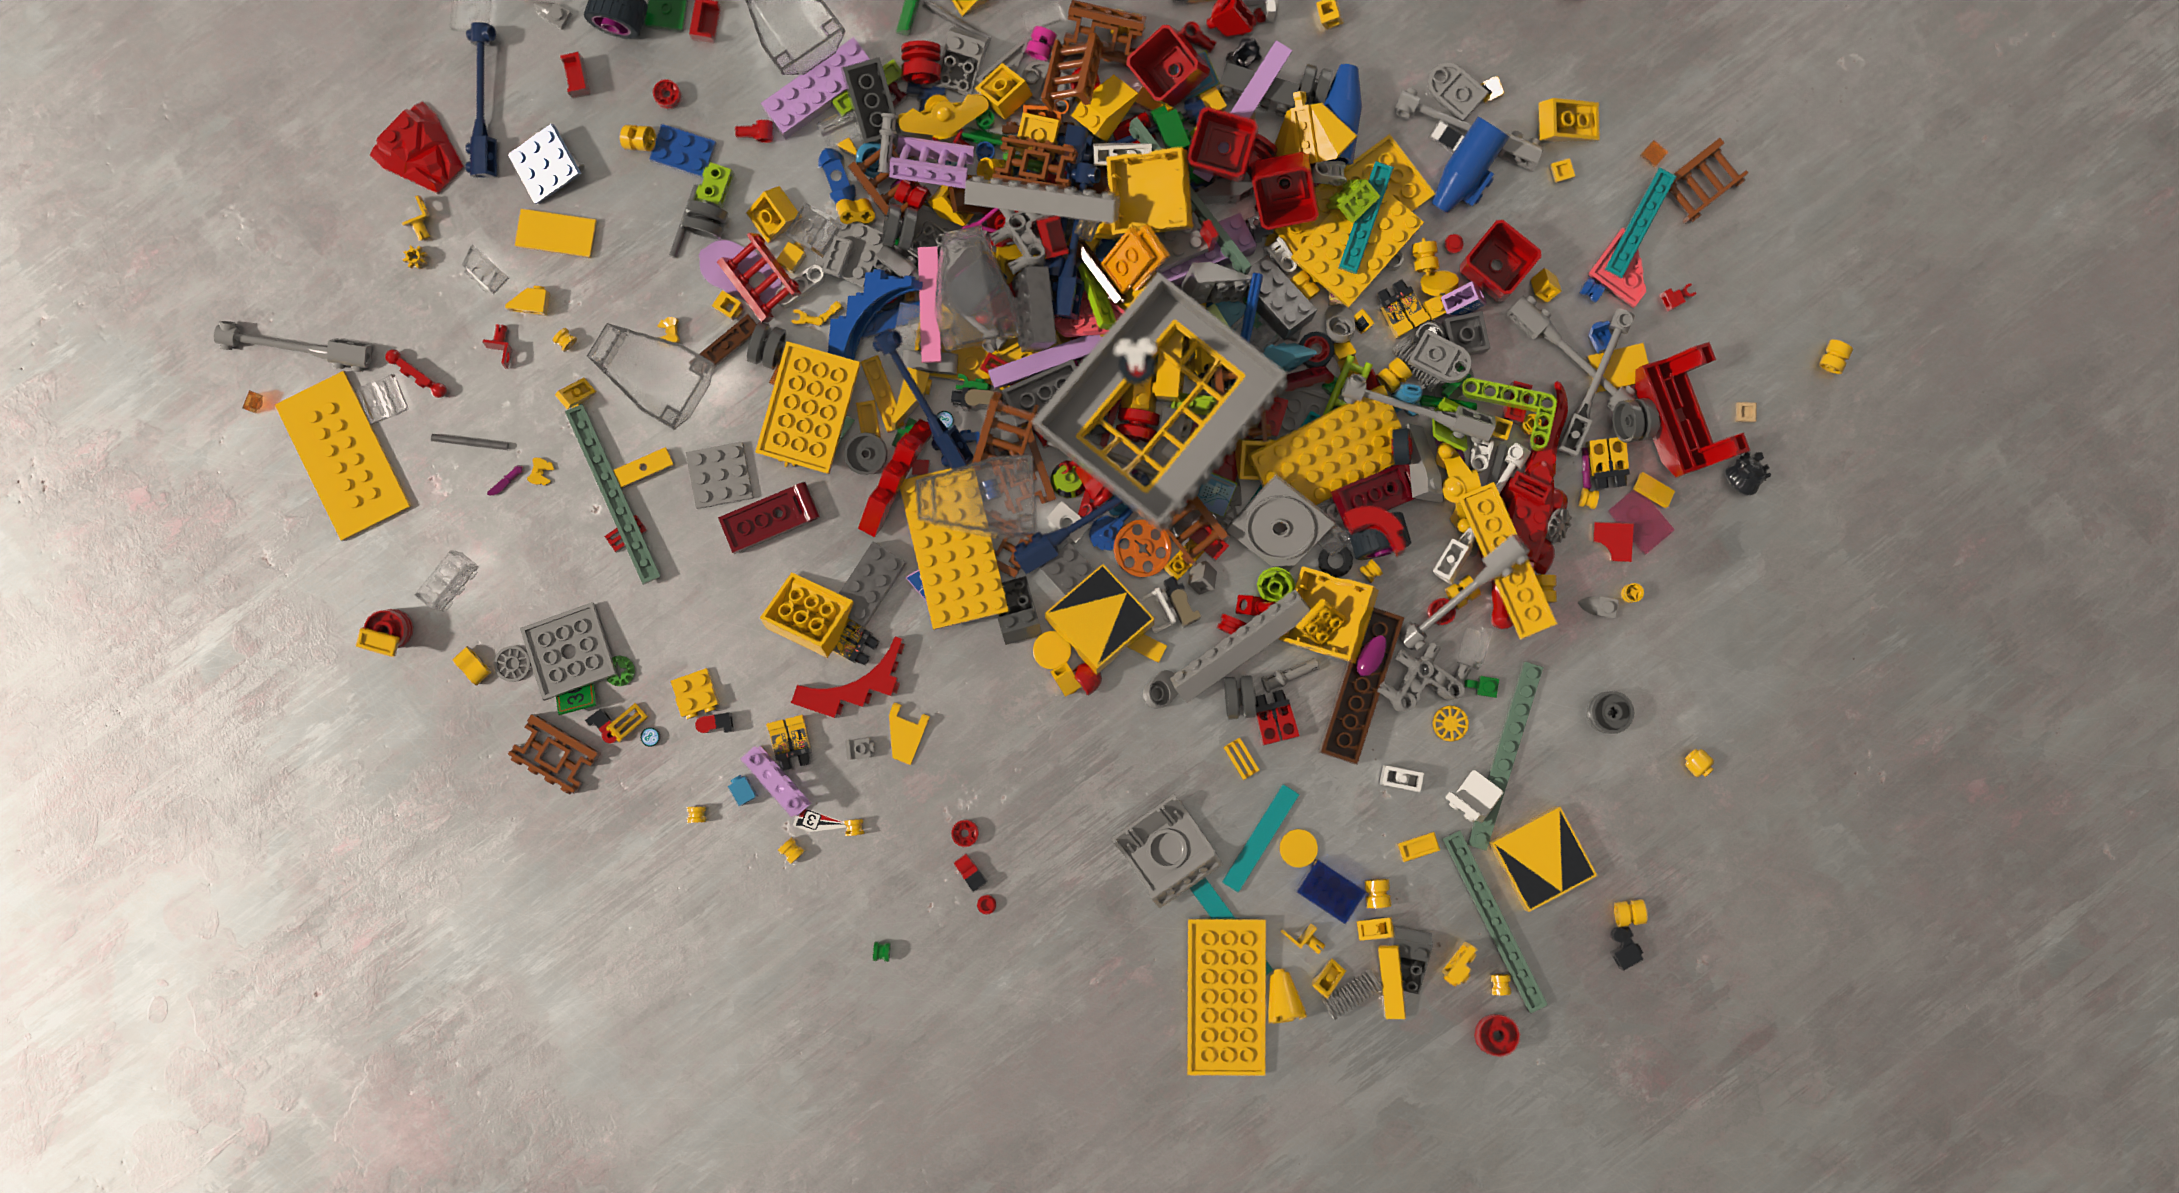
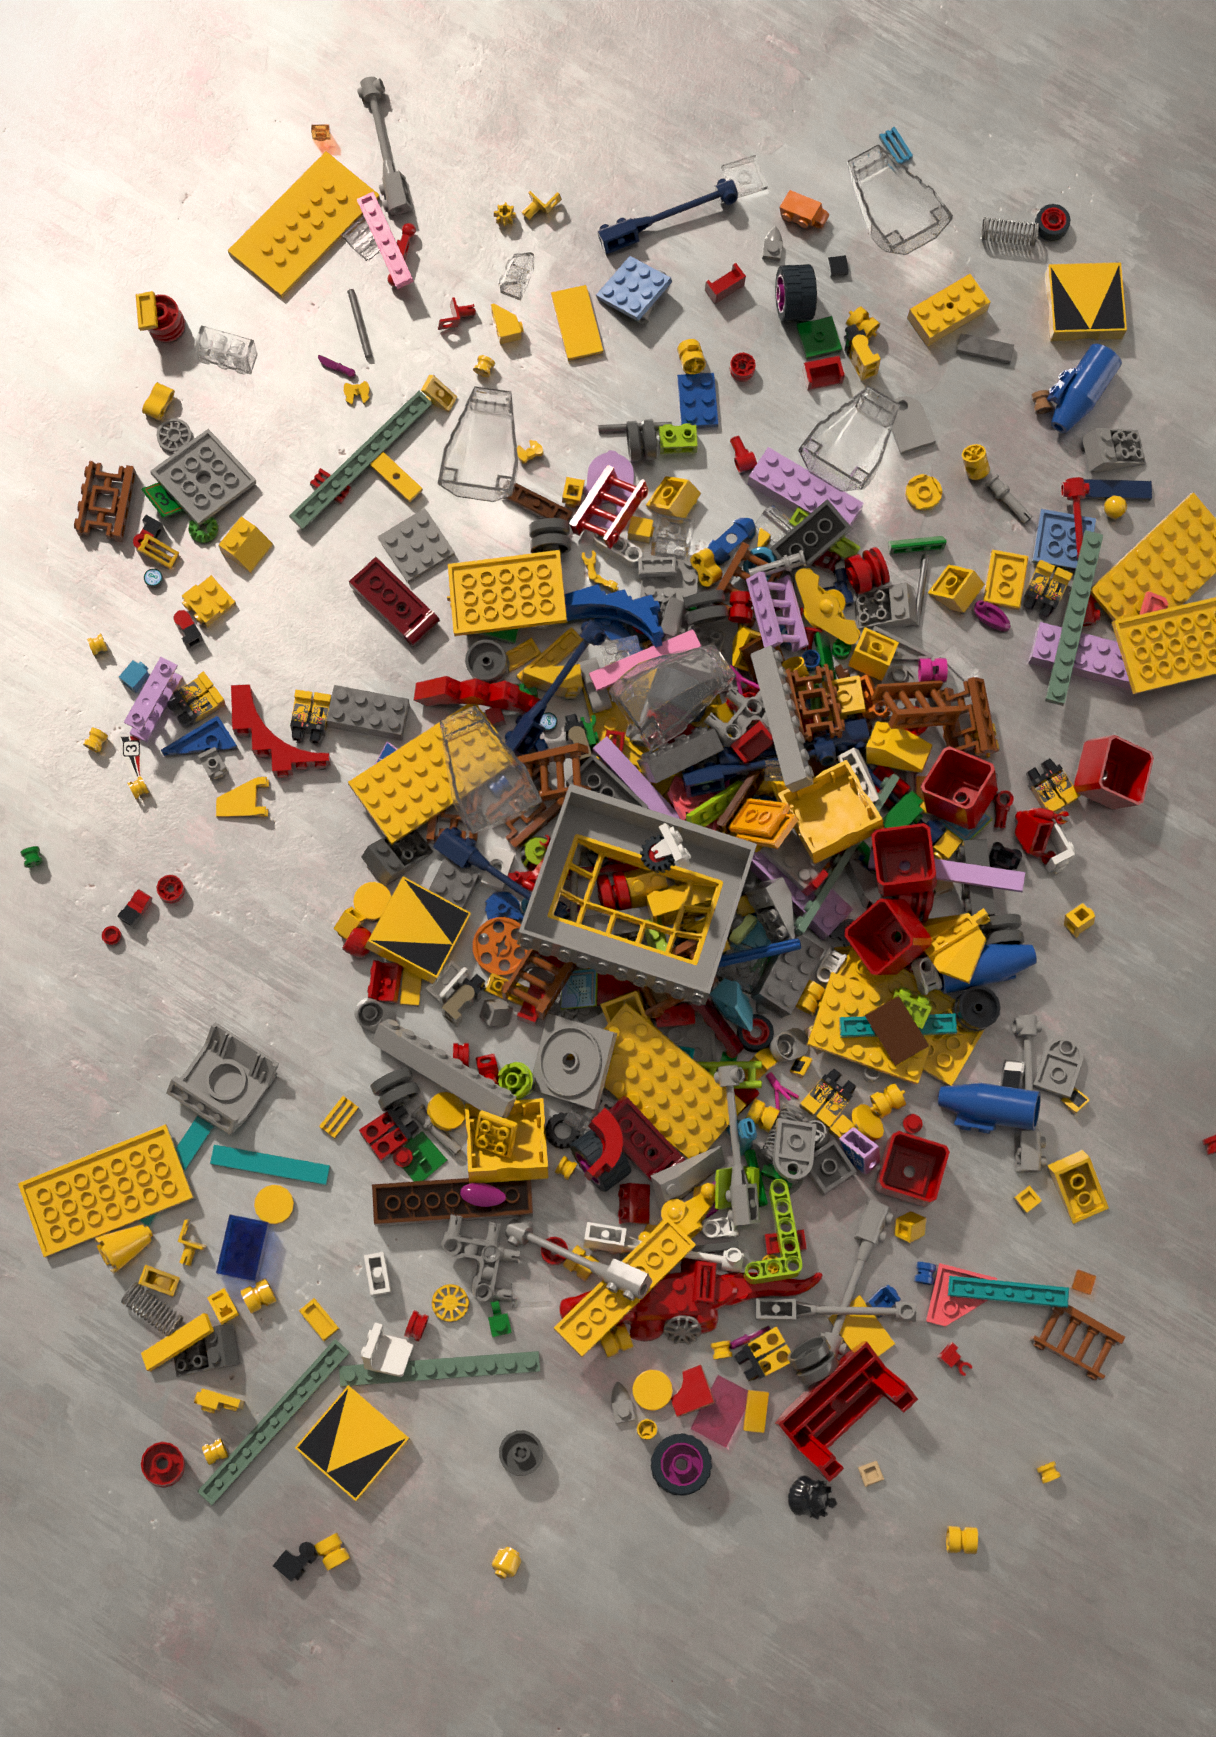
camera: 65 degrees right, 10 degrees down
(396, 383) = (385, 240): none -> bright pink tile
(418, 149) = (602, 181): red wedge -> none
(653, 636) = (245, 544): none -> yellow slope
(808, 614) = (317, 668): yellow slope -> none
(830, 746) = (202, 739): none -> blue wing
(1133, 668) = (384, 981): none -> red bracket
(1277, 659) = (446, 1111): none -> yellow tile
(1302, 715) = (402, 1157): none -> red plate
(1308, 699) = (425, 1158): none -> green piece
(1373, 219) = (896, 1030): none -> reddish brown tile
(1373, 350) = (777, 1086): none -> dark pink plant
(1378, 140) = (987, 1008): none -> black wheel
(1401, 446) = (693, 1144): black wheel -> none
(1427, 523) = (634, 1203): none -> red bracket
(1461, 761) = (416, 1325): none -> red wheel
(1502, 429) = (752, 1234): yellow brick -> none
(1599, 574) = (652, 1390): none -> yellow tile
(1691, 573) = (697, 1464): none -> wheel
(1807, 256) = (1048, 1472): none -> yellow wheel

